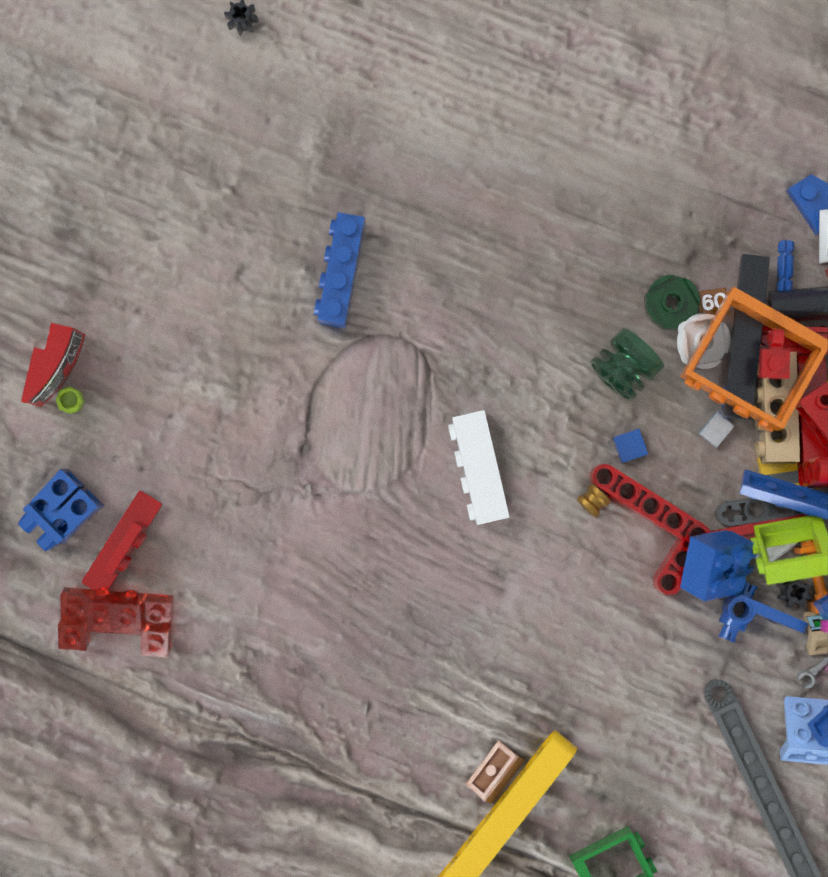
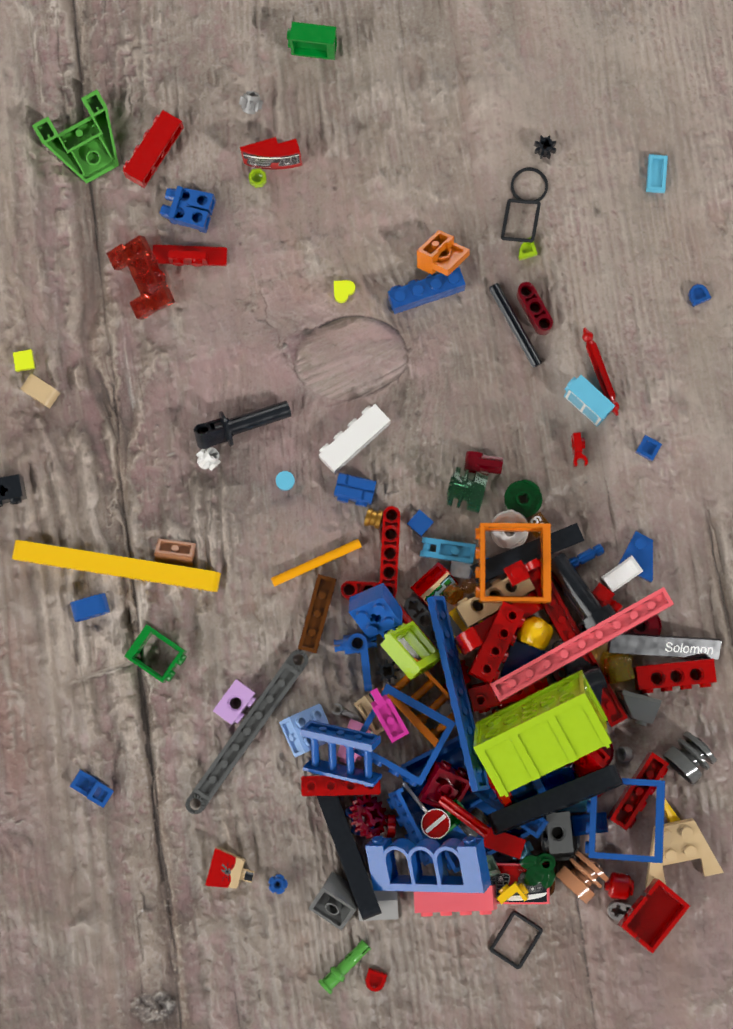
camera: 60 degrees right, 5 degrees down
(138, 830) = (24, 360): none -> neon yellow tile
(191, 832) = (40, 391): none -> tan beam
(272, 42) = (534, 170): none -> black piece
(279, 374) = (343, 290): none -> neon yellow tile
(283, 101) = (506, 217): none -> black piece
(309, 225) = (441, 254): none -> orange brick
(358, 115) = (527, 250): none -> lime tile
(377, 626) = (224, 429): none -> black piece
(401, 665) = (208, 458): none -> white gear
(447, 186) = (515, 325): none -> black axle
(452, 142) = (534, 317): none -> dark red beam
(482, 584) = (285, 480): none -> medium azure tile
(545, 503) = (355, 489): none -> blue brick
(566, 115) = (600, 369): none -> red wheel
(597, 330) = (478, 462): none -> dark red piece
(599, 150) = (588, 400): none -> medium azure brick
(607, 603) = (316, 562): none -> light orange piece
(644, 197) = (577, 445): none -> red plate
(674, 638) = (317, 613): none -> reddish brown plate
(685, 431) = (448, 550): none -> dark azure plate
(695, 112) = (648, 448): none -> blue plate
(717, 473) = (433, 583): none -> panel
(732, 819) = (224, 707): none -> lavender brick
(742, 453) = (454, 593): none -> clear orange plate

